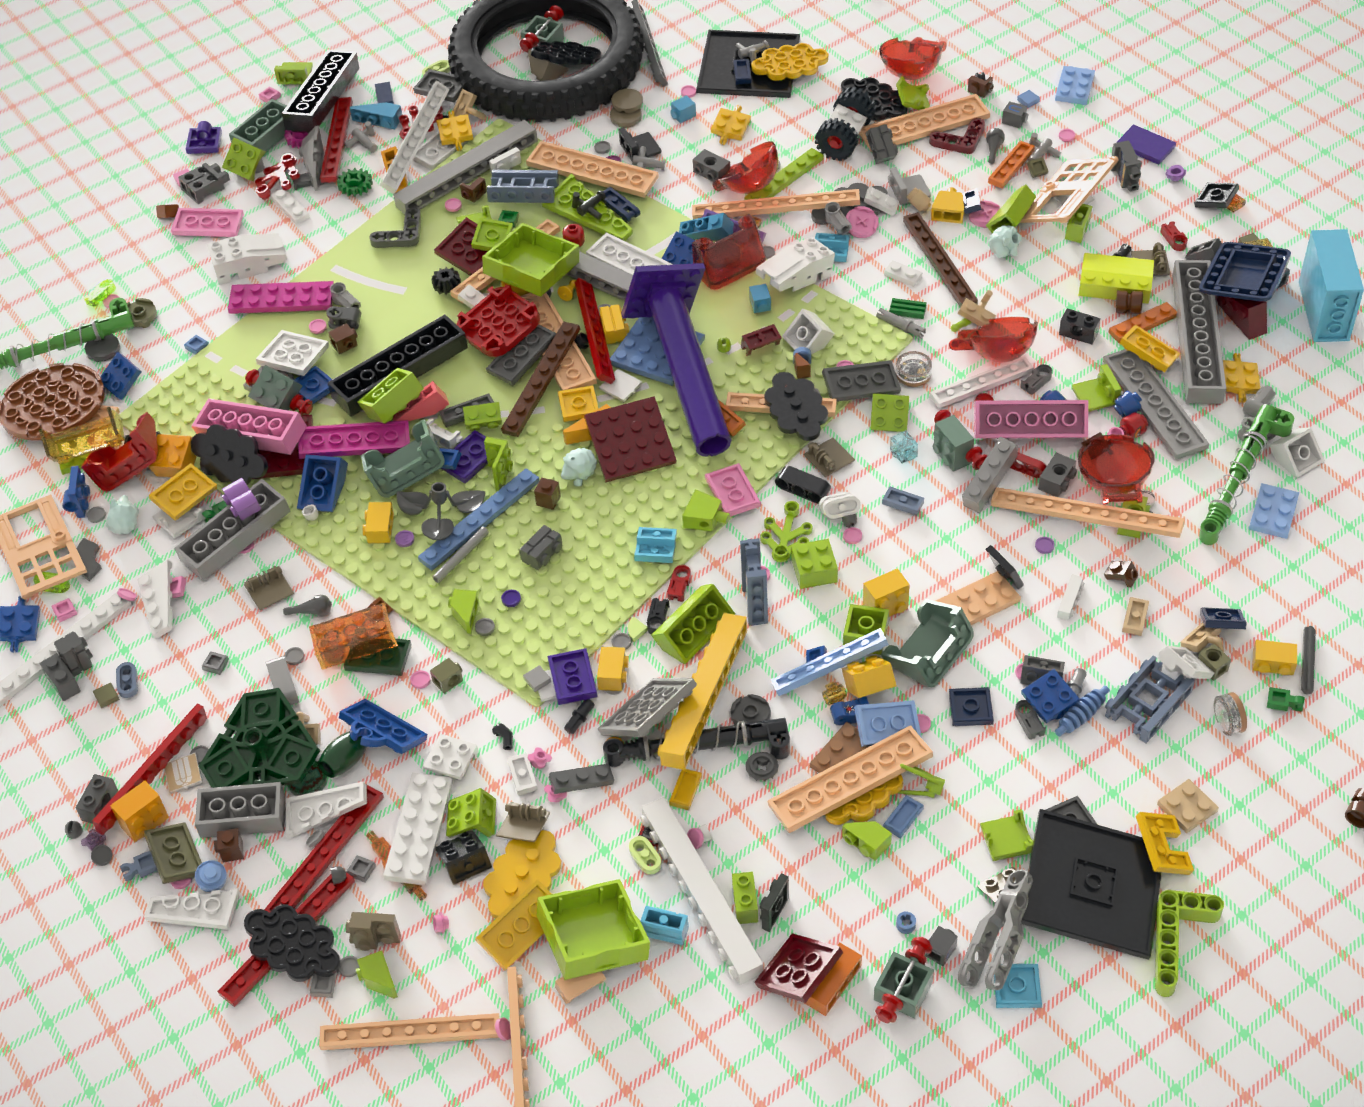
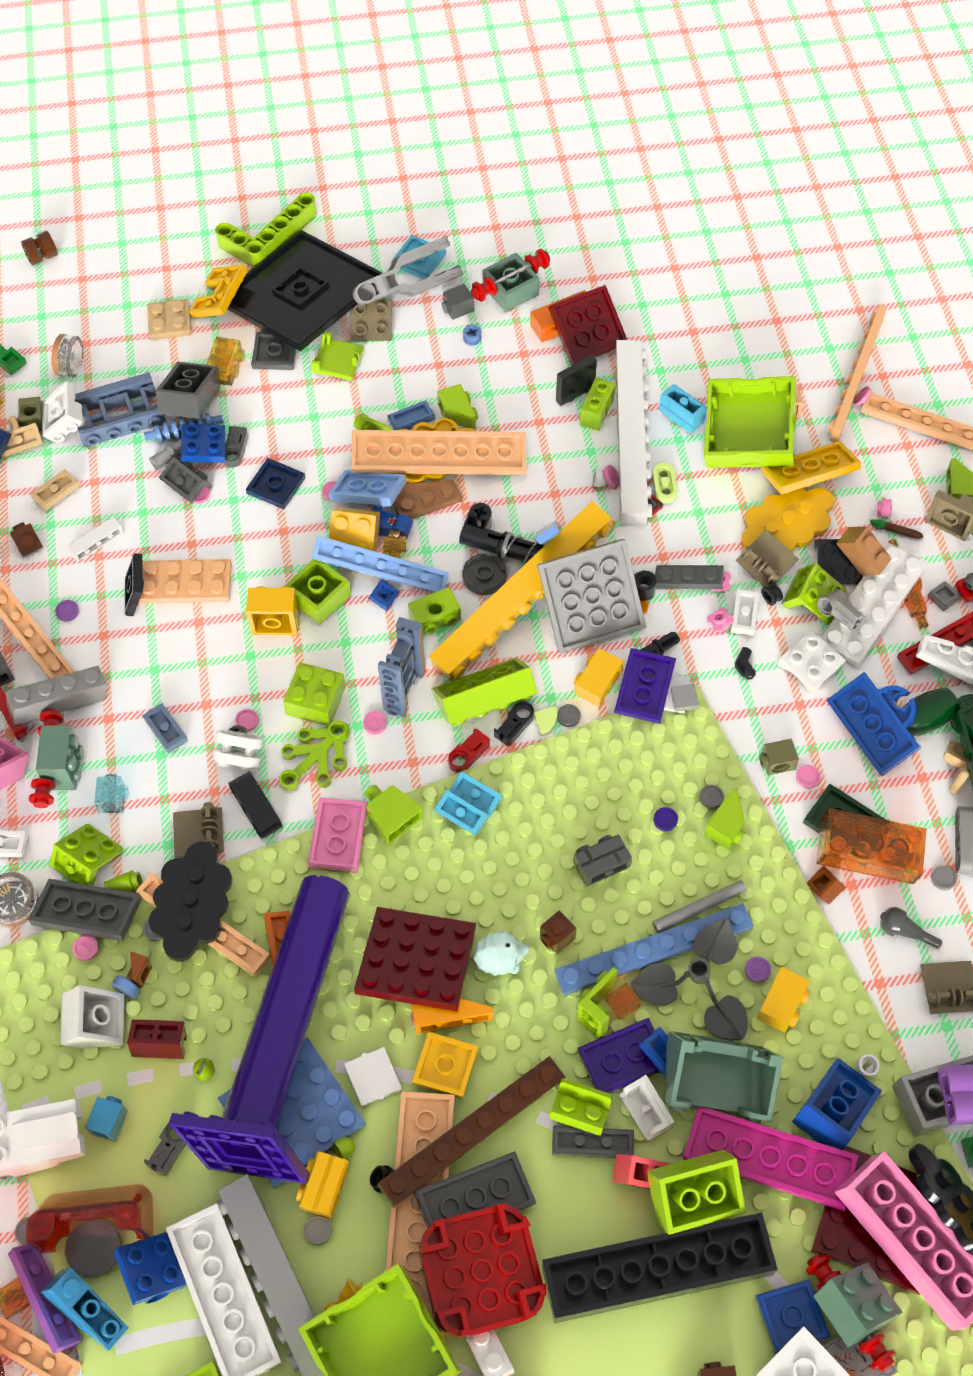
camera: 155 degrees left, 10 degrees up
(423, 911) = (898, 529): none -> reddish brown piece
(439, 842) = (864, 550): none -> medium nougat brick
(446, 797) = (837, 604): none -> light grey piece
(485, 483) = (622, 1001): none -> clear orange plate
(506, 796) = (772, 594): none -> black bush
(594, 331) = (354, 1190): red plate -> none
(613, 344) = (344, 1147): none -> lime hinge
(709, 733) = (547, 532): none -> tile
(715, 304) = (165, 1153): none -> dark grey piece
(762, 759) = (514, 509): dark grey gear -> none
(768, 660) = (441, 602): none -> lime brick
(849, 408) = (128, 882): none -> lime cone
(933, 645) = (269, 547): sand green windscreen -> none
(1099, 727) = (187, 390): none -> dark grey brick
(1101, 783) = (226, 355): none -> clear yellow brick

